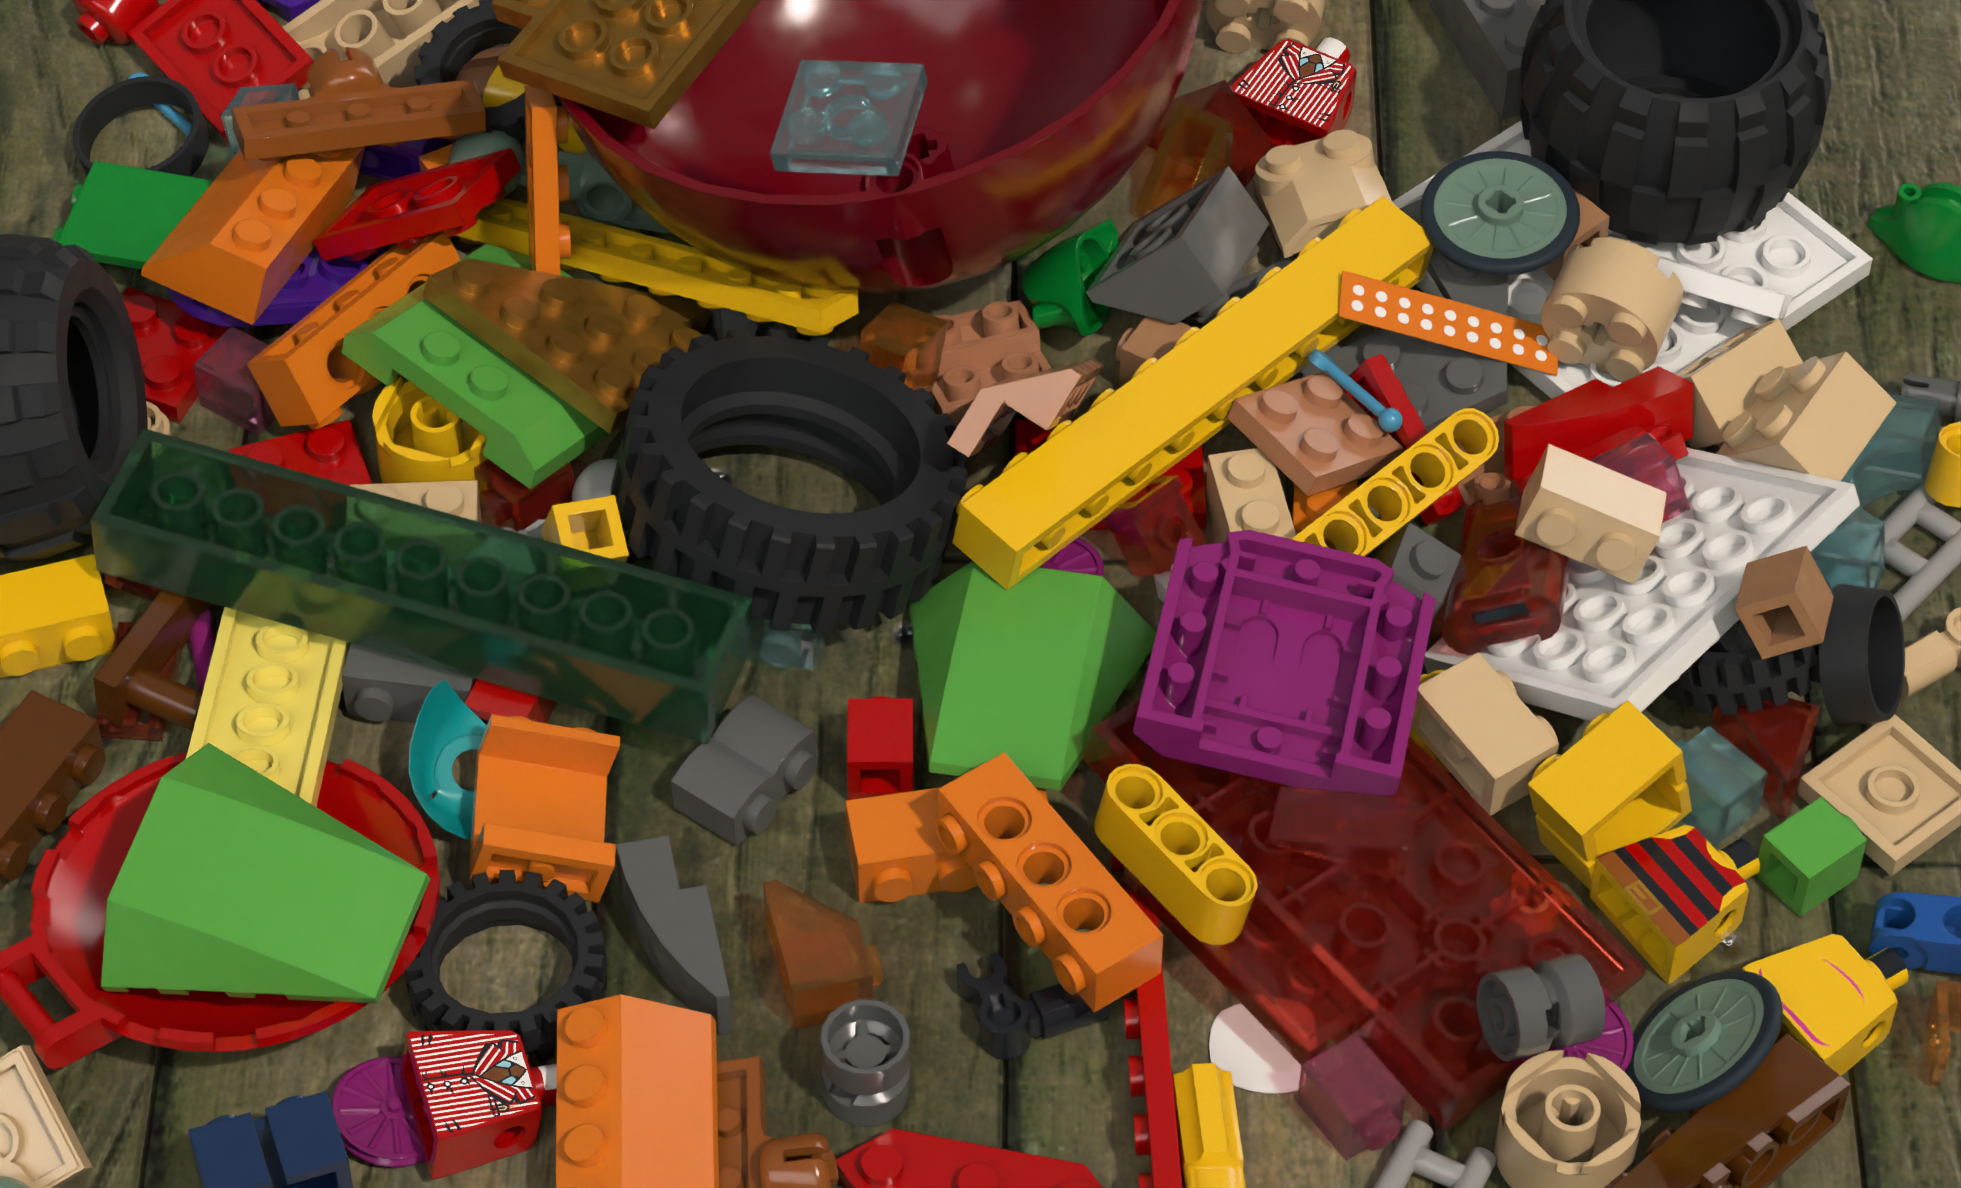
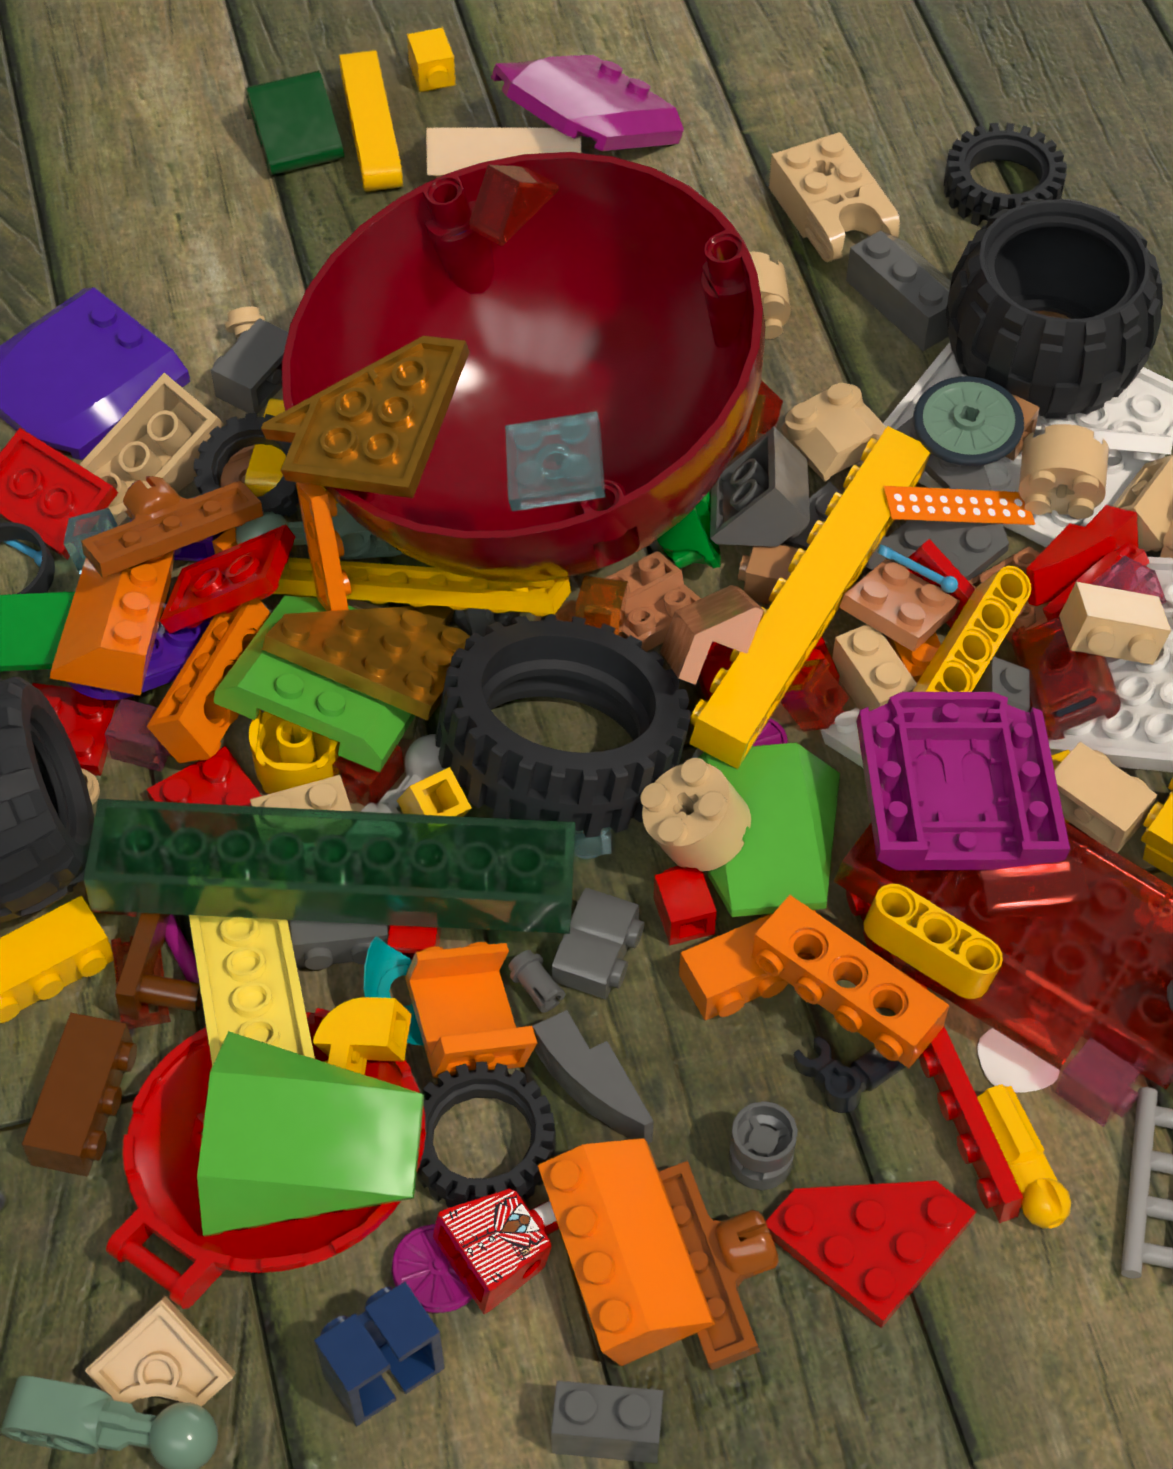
camera: 15 degrees left, 5 degrees up
(390, 793) = (364, 1031): none -> yellow brick
(643, 783) = (535, 979): none -> dark grey pin
(817, 955) = (697, 1072): clear orange slope -> none
(919, 628) = (695, 815): none -> tan brick
(1299, 90) = (795, 362): red torso -> none

